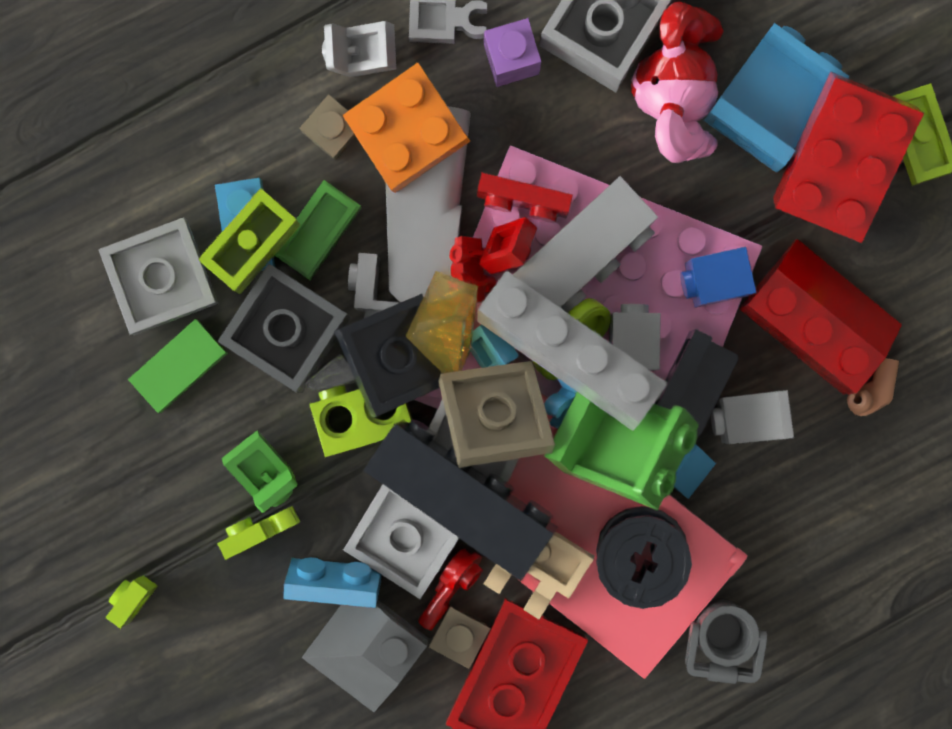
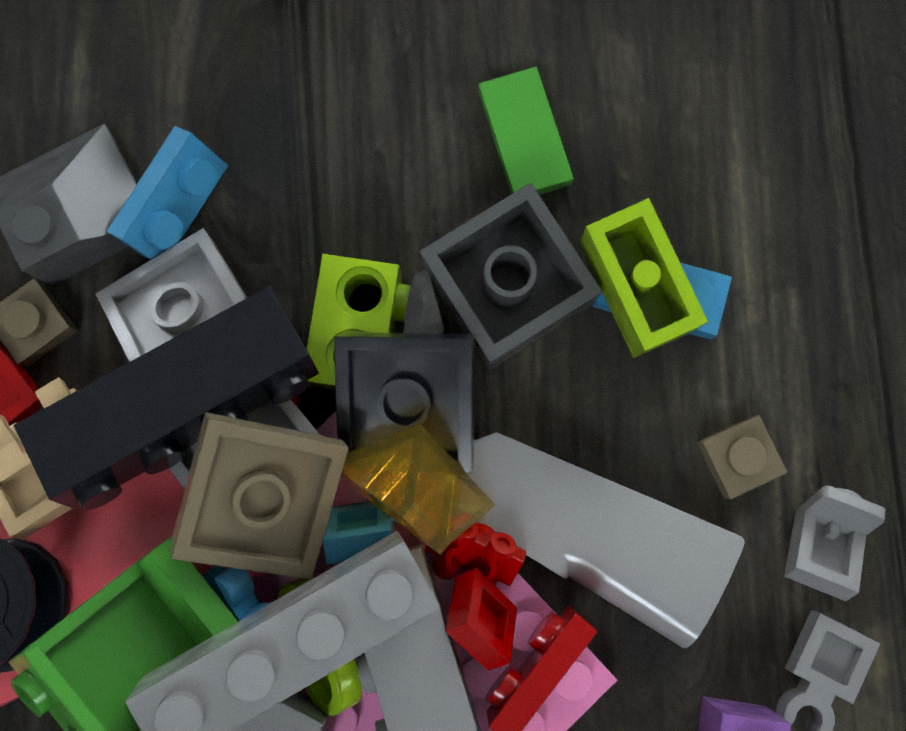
camera: 110 degrees right, 5 degrees down
(158, 276) = (646, 150): light grey plate -> none
(246, 534) = (276, 122): lime plate -> none
(261, 471) = (346, 172): bright green bracket -> none
(322, 226) = (617, 382): bright green tile -> none
(364, 280) = (524, 406): light grey bracket -> none
(406, 128) = (702, 555): orange plate -> none
(460, 572) = (102, 351): red plate -> none

